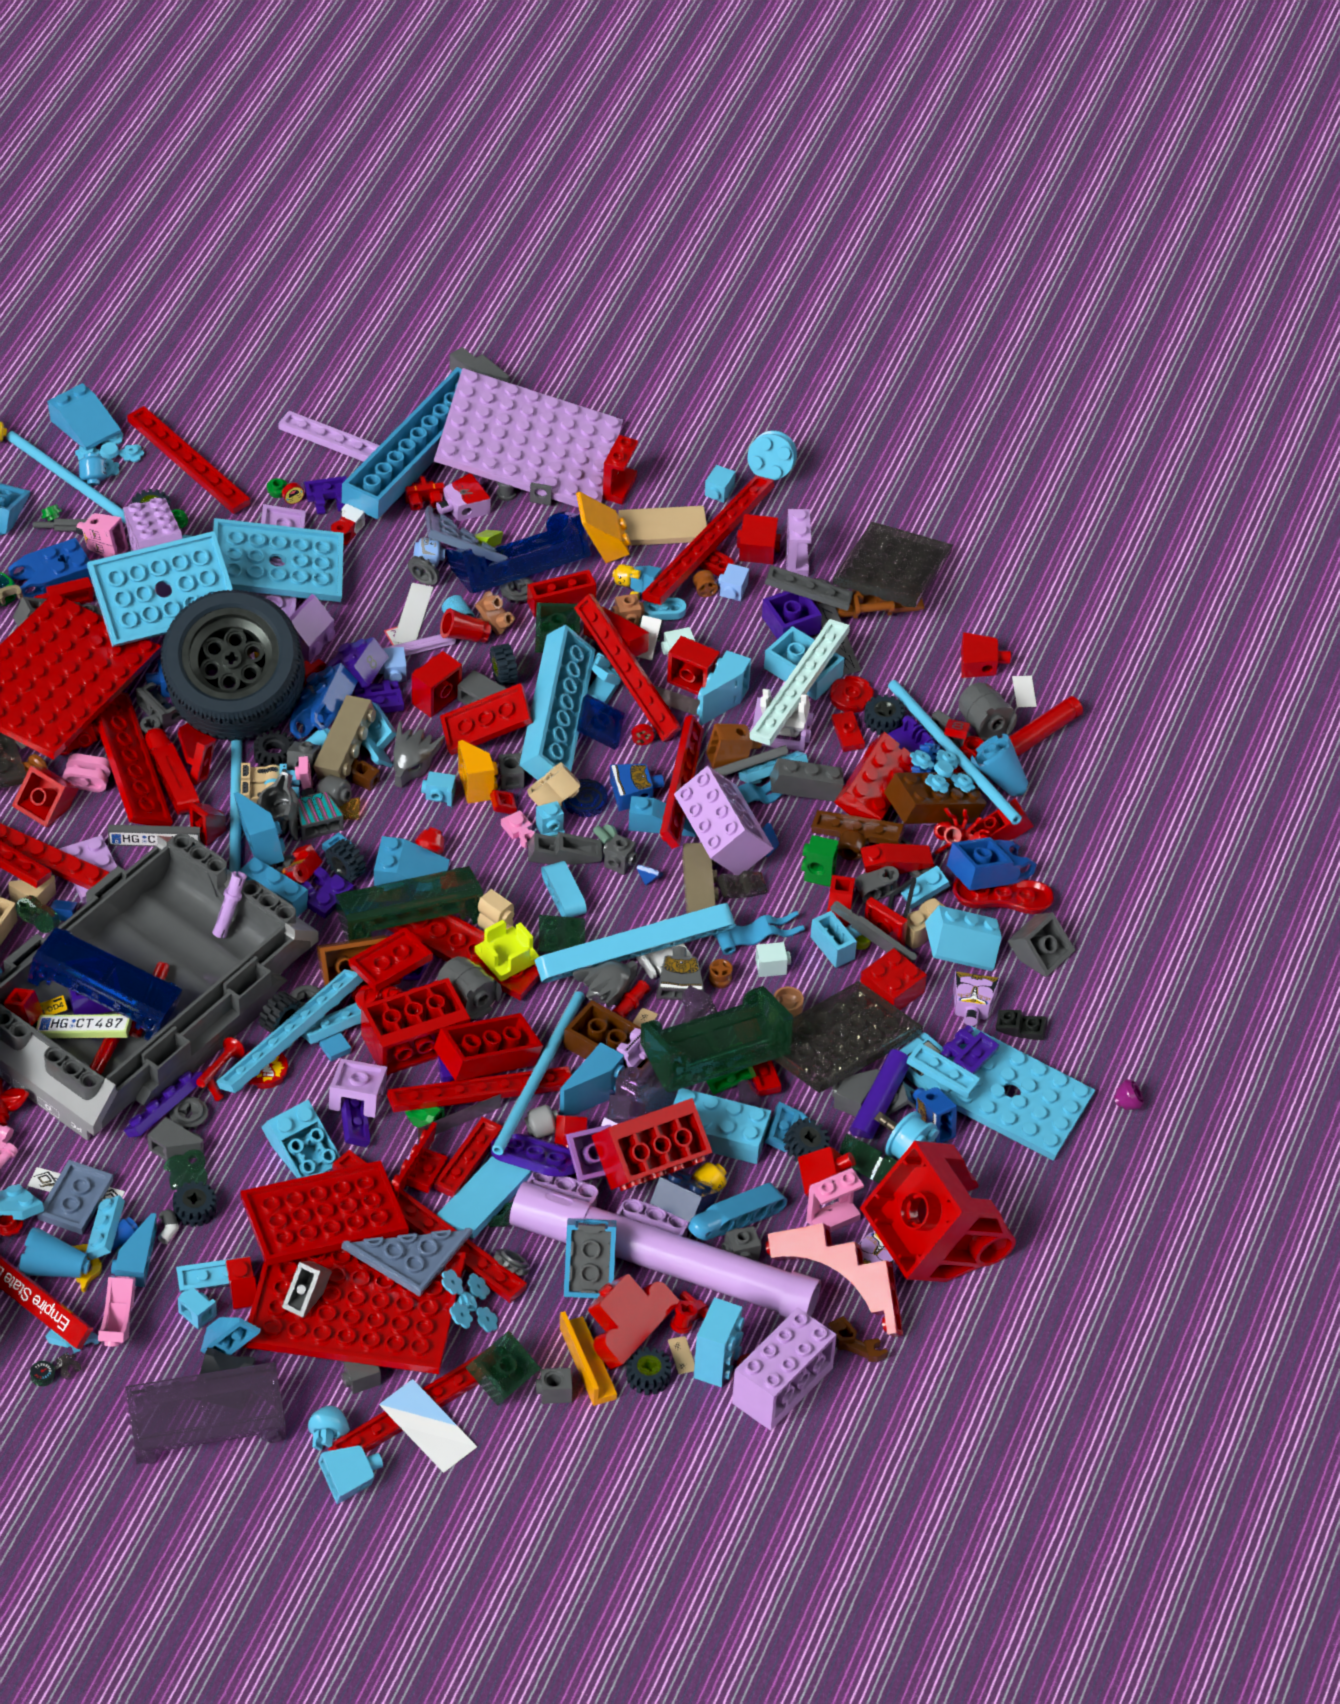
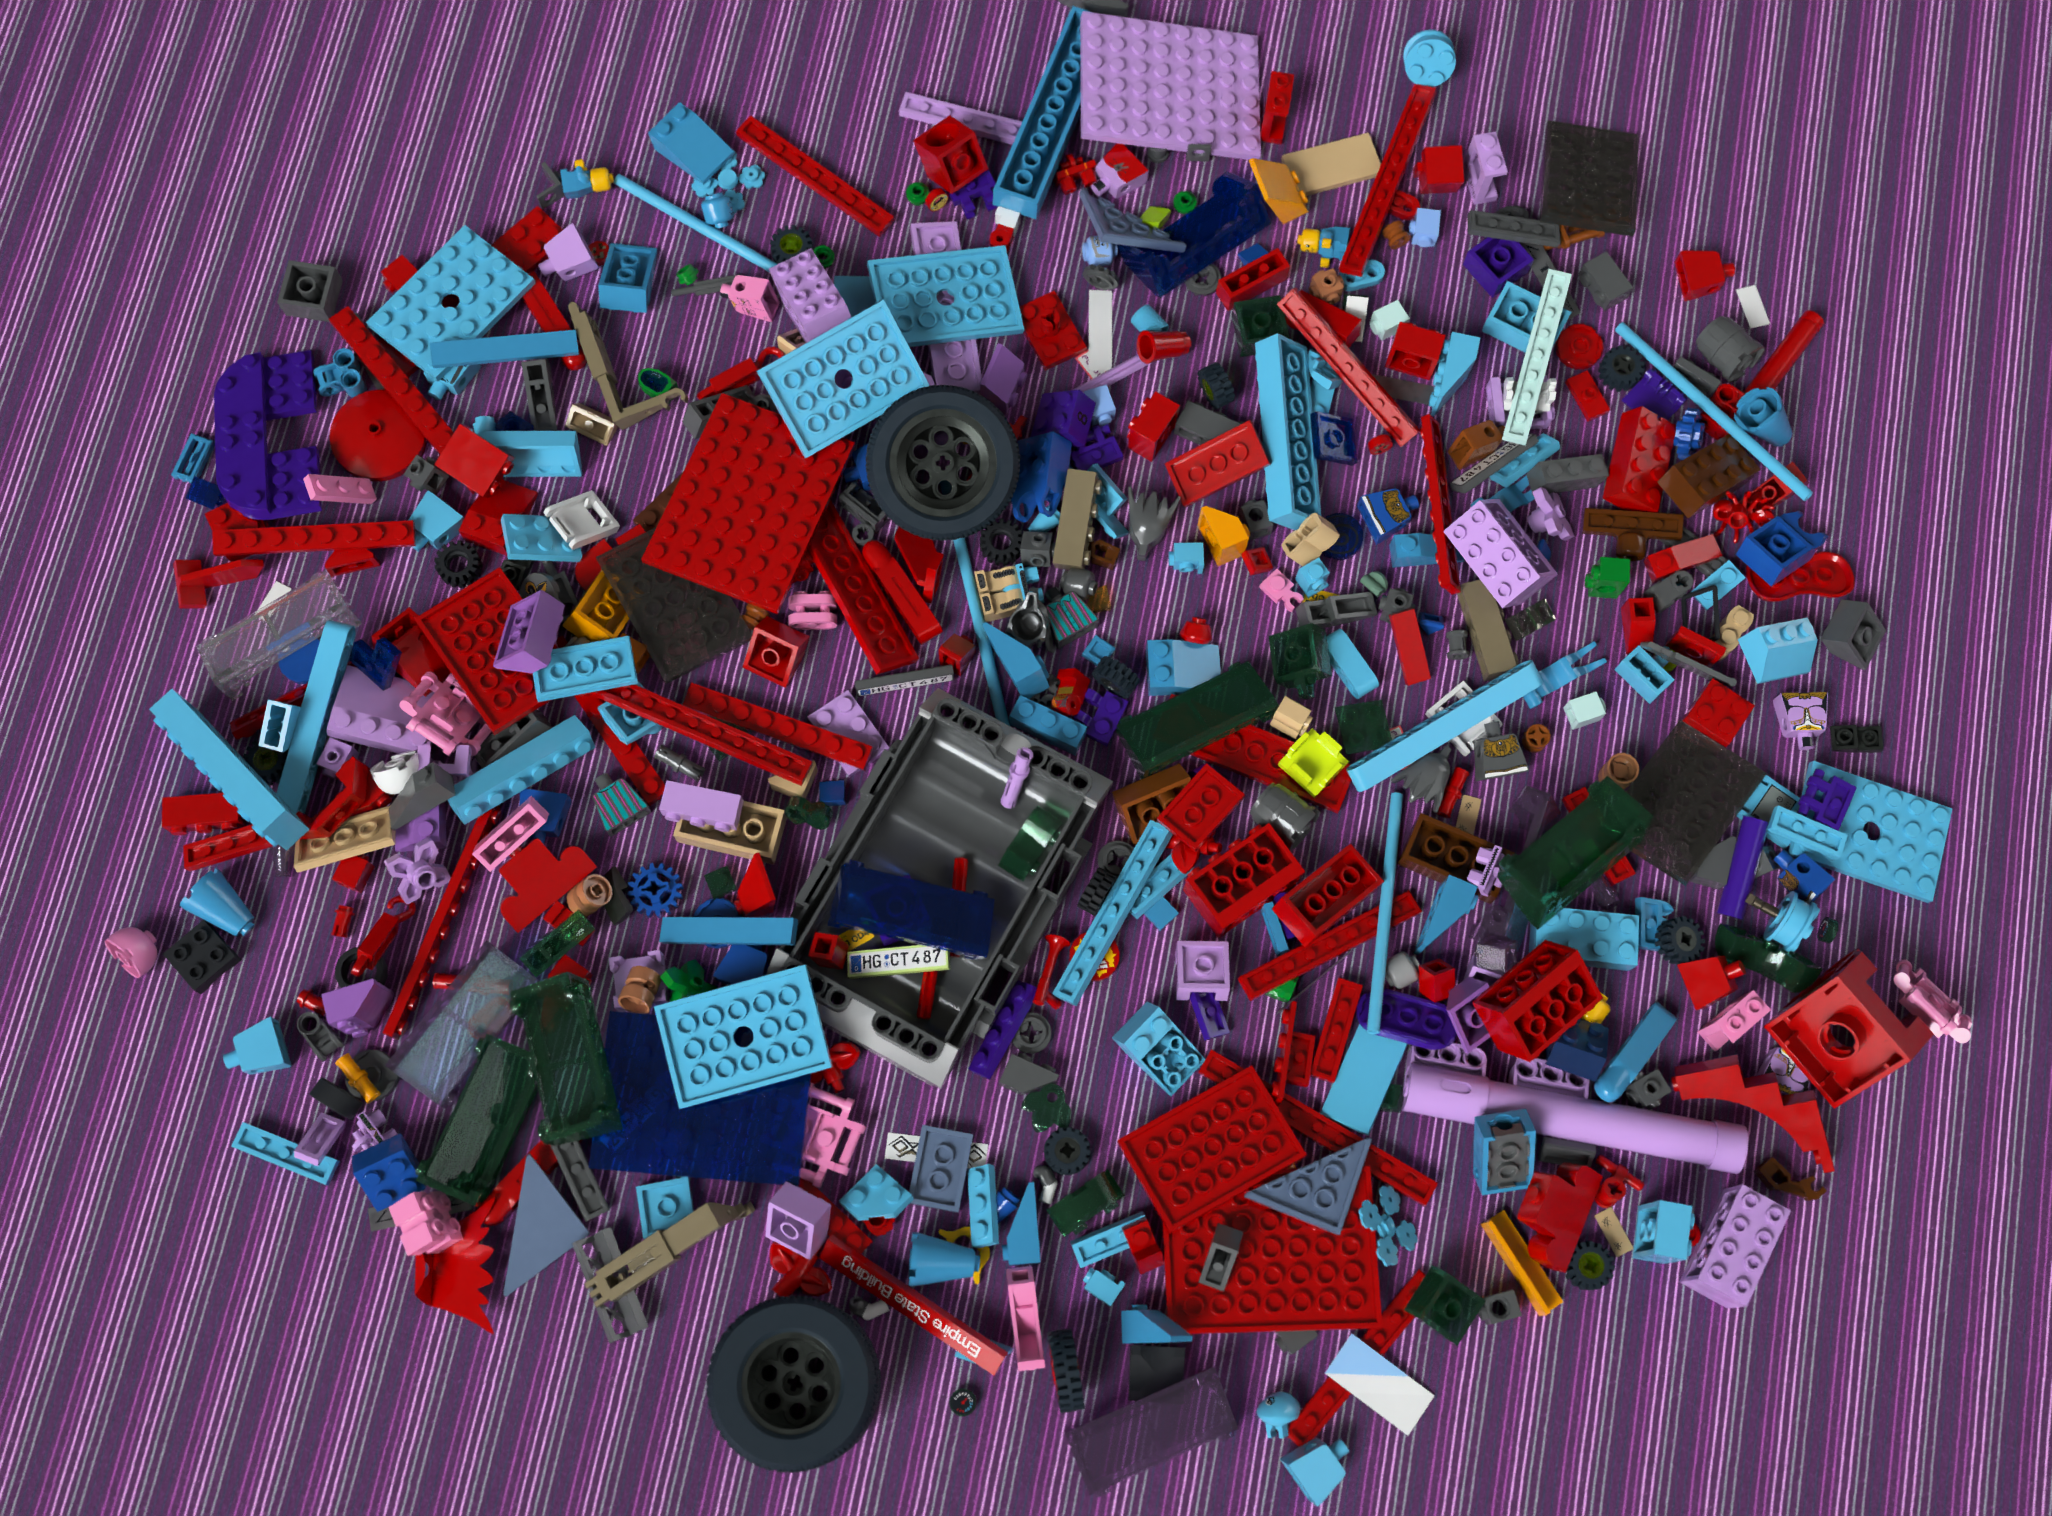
camera: 10 degrees left, 25 degrees up
(51, 567) = (709, 351): blue brick -> none
(64, 1362) = (984, 1385): clear smoke plate -> none
(141, 1348) = (1066, 1370): none -> black wheel
(199, 1241) = (1085, 1203): none -> clear green brick
(225, 958) = (1030, 843): none -> clear green brick
(303, 773) = (1044, 573): bright pink plate -> none
(313, 457) = (950, 154): none -> red brick
(367, 606) = (1051, 331): none -> red plate
(434, 1068) = (1274, 929): none -> dark azure tile
(492, 611) = (1187, 318): nougat hips -> none
(512, 1261) = (1410, 1152): dark grey gear -> none
(518, 531) = (1184, 208): none -> green plate
(518, 871) = (1300, 658): none -> clear green hinge
(622, 882) = (1409, 646): none -> red tile
(645, 1276) = (1560, 1151): none -> dark grey tile
(668, 892) = (1457, 645): none -> dark grey bush
(720, 483) = (1379, 101): medium azure brick -> none
(782, 808) = (1550, 515): none -> lavender plant
(887, 646) = (1605, 281): none -> dark grey brick
(944, 767) = (1717, 444): medium azure plant -> none
(957, 729) = (1709, 381): red tile -> none
(1020, 1217) = (1931, 1004): none -> bright pink brick
(1129, 1095) = (1989, 811): magenta cone -> none

